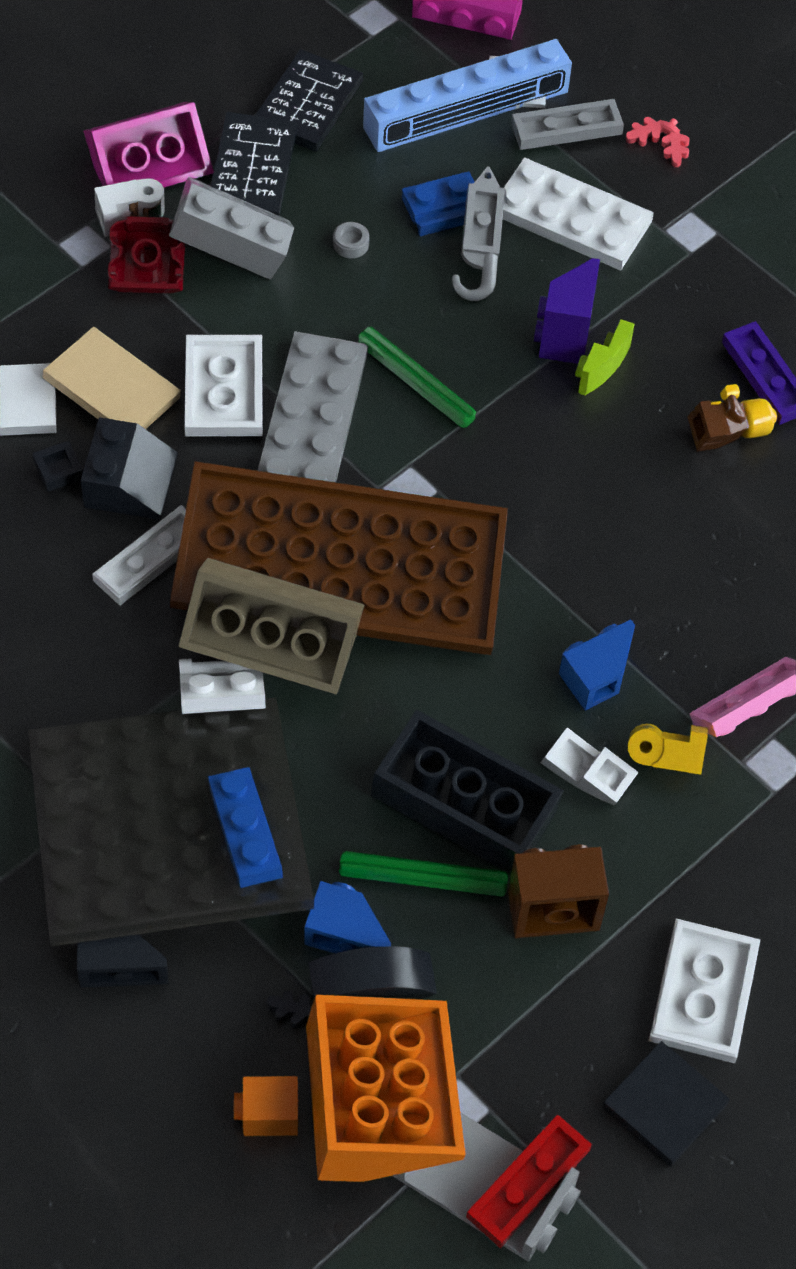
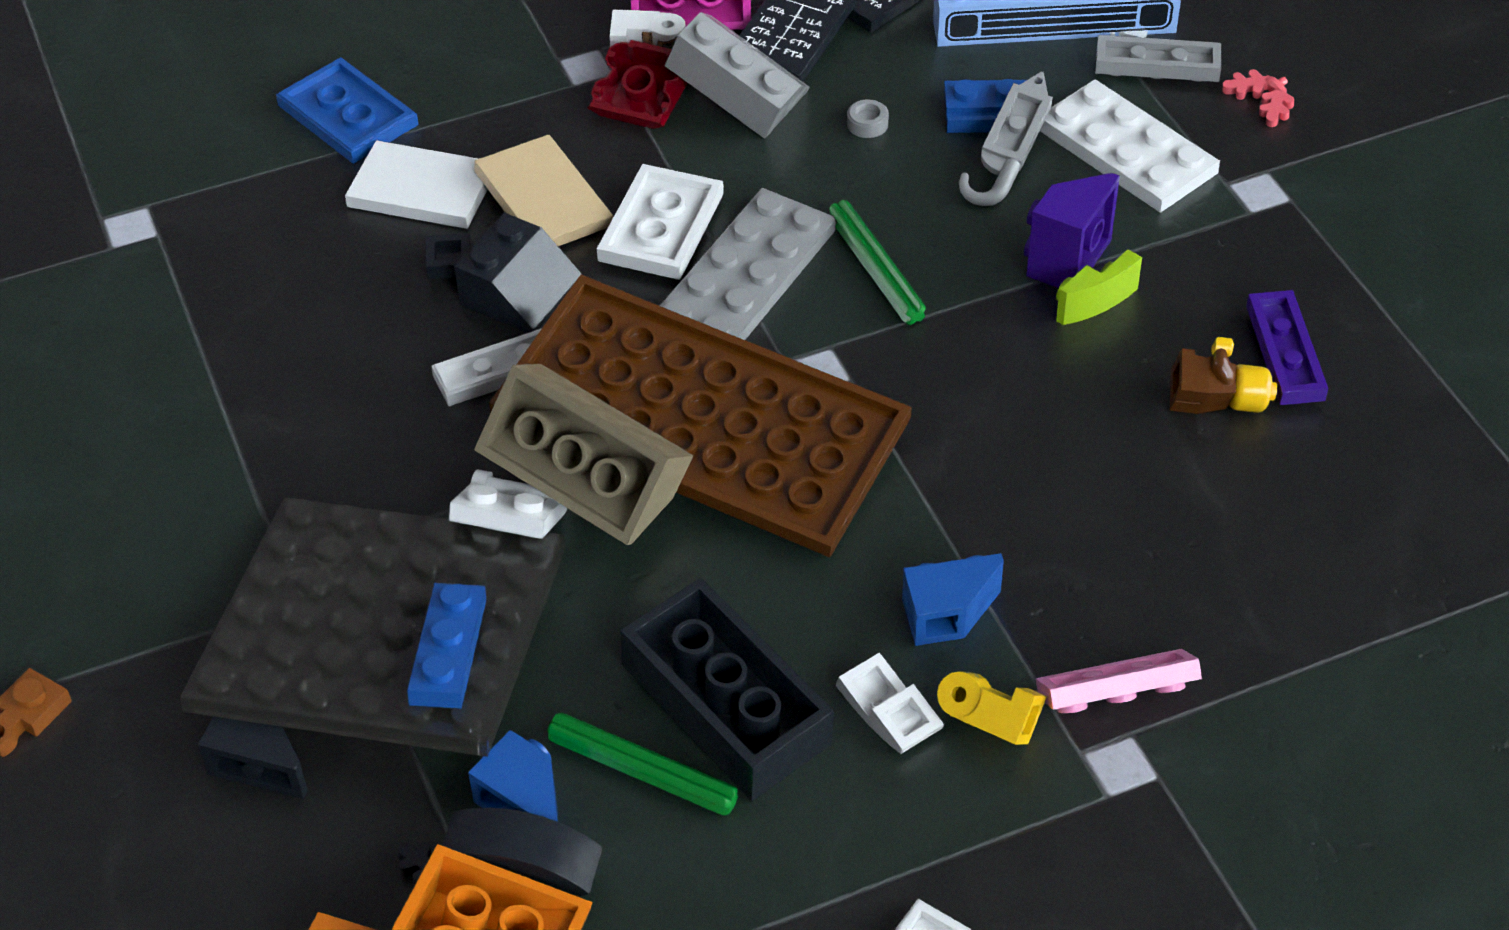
camera: 25 degrees right, 10 degrees down
(558, 891) = (777, 820): reddish brown brick -> none

